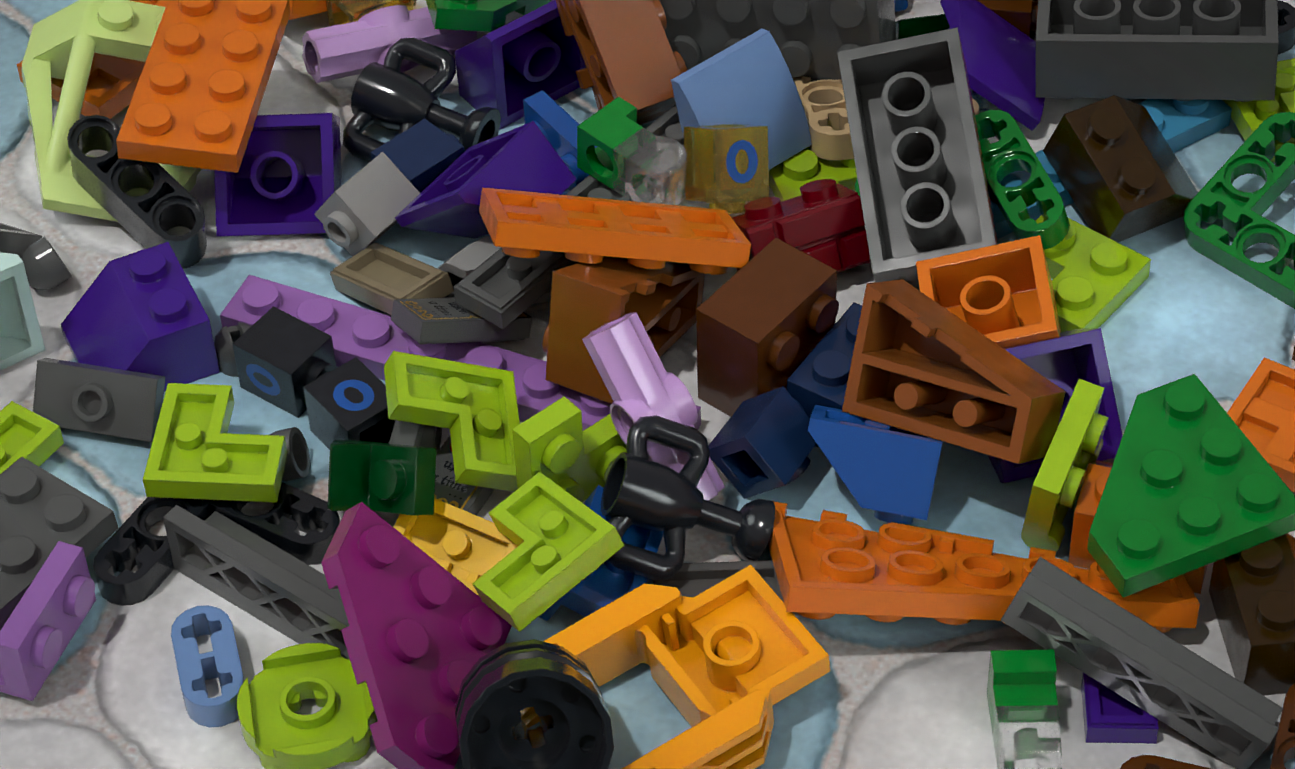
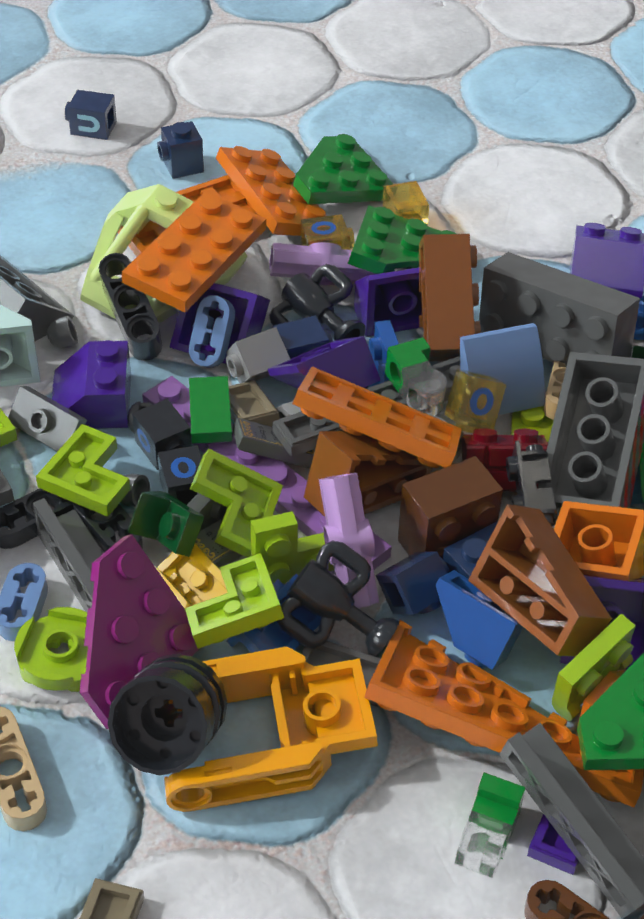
camera: 20 degrees right, 0 degrees up
(266, 192) = (203, 329): none -> medium blue beam
(343, 302) = (210, 409): none -> green tile
(846, 239) = (527, 470): none -> black hinge

